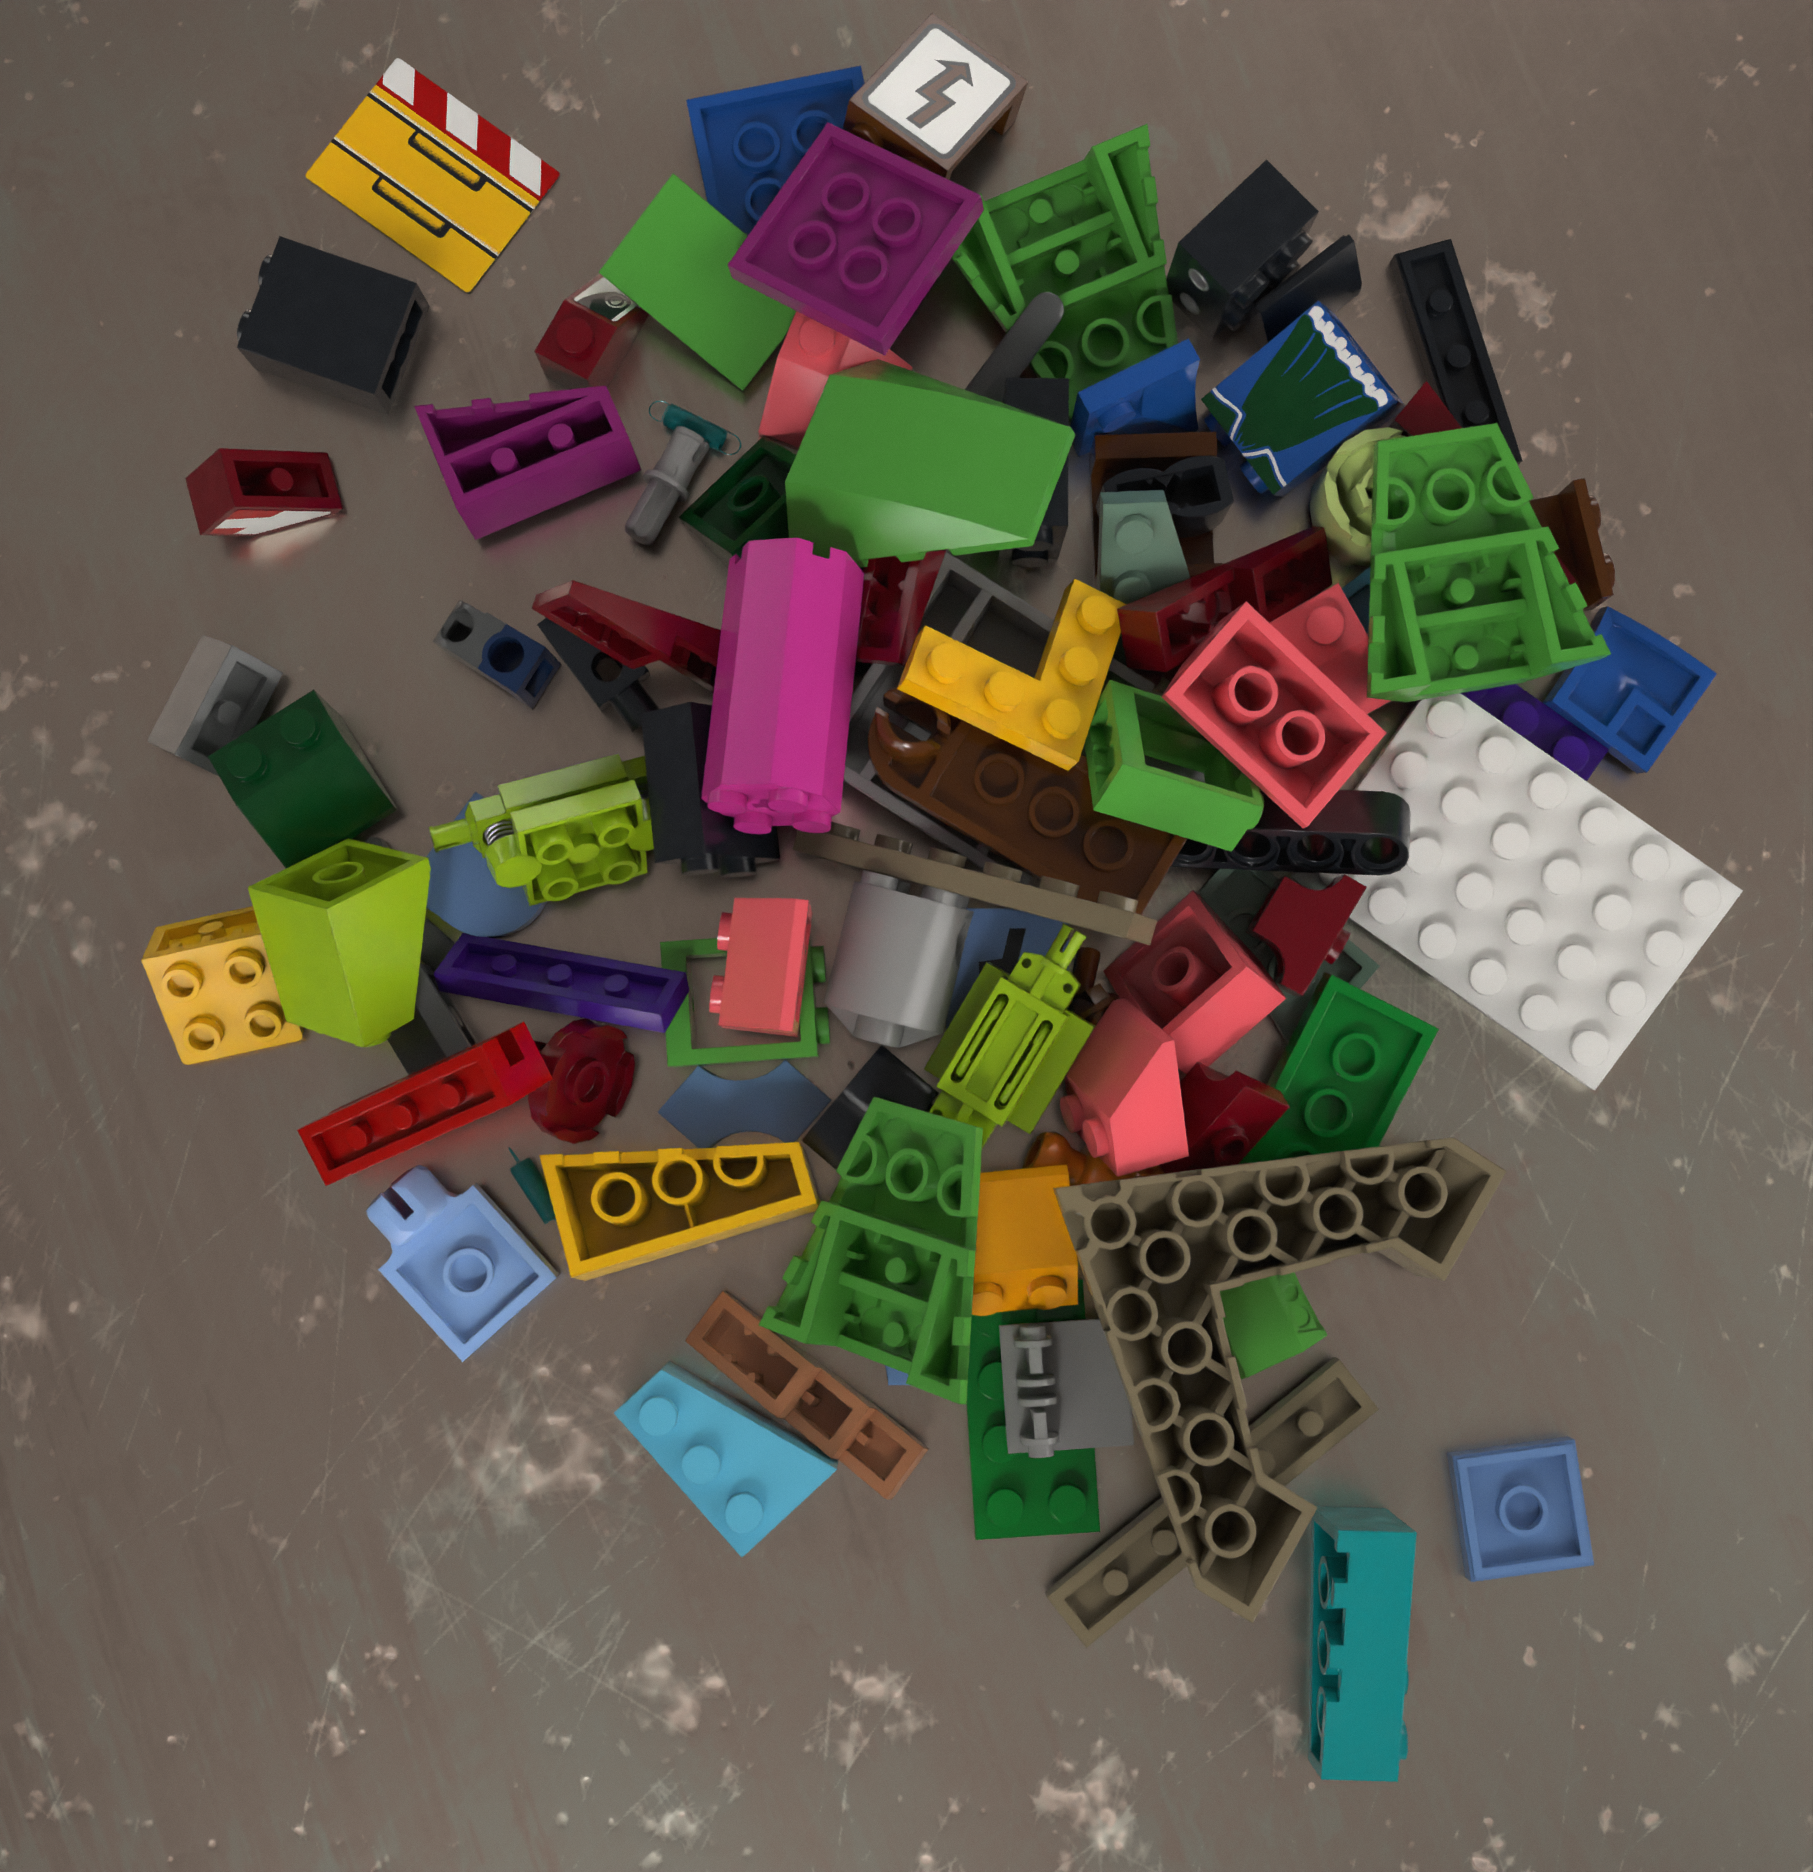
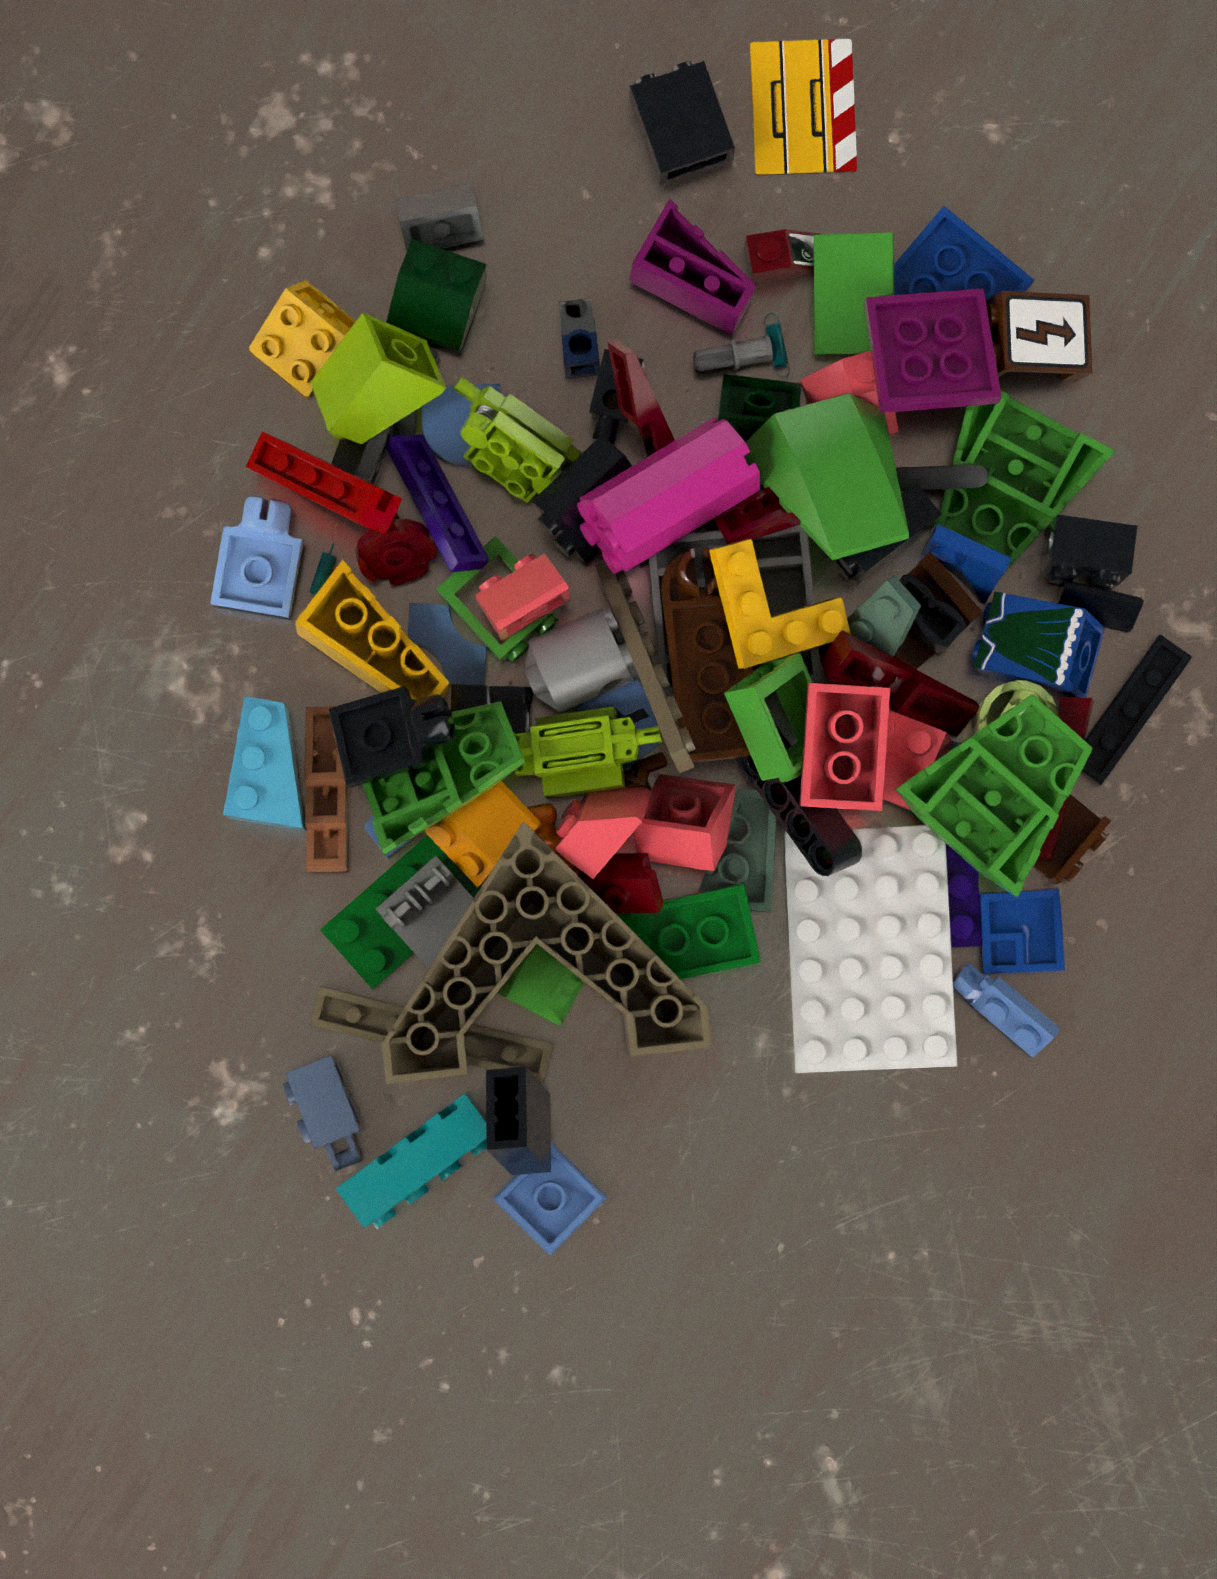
camera: 60 degrees right, 0 degrees up
(261, 491) = (567, 155): dark red slope -> none
(807, 1271) = (388, 733): none -> black plate
(1205, 1708) = (325, 1109): none -> sand blue brick
(1304, 927) = (758, 853): dark red brick -> none
(1417, 1486) = (518, 1121): none -> black brick
(1711, 778) = (1006, 1009): none -> medium blue hinge

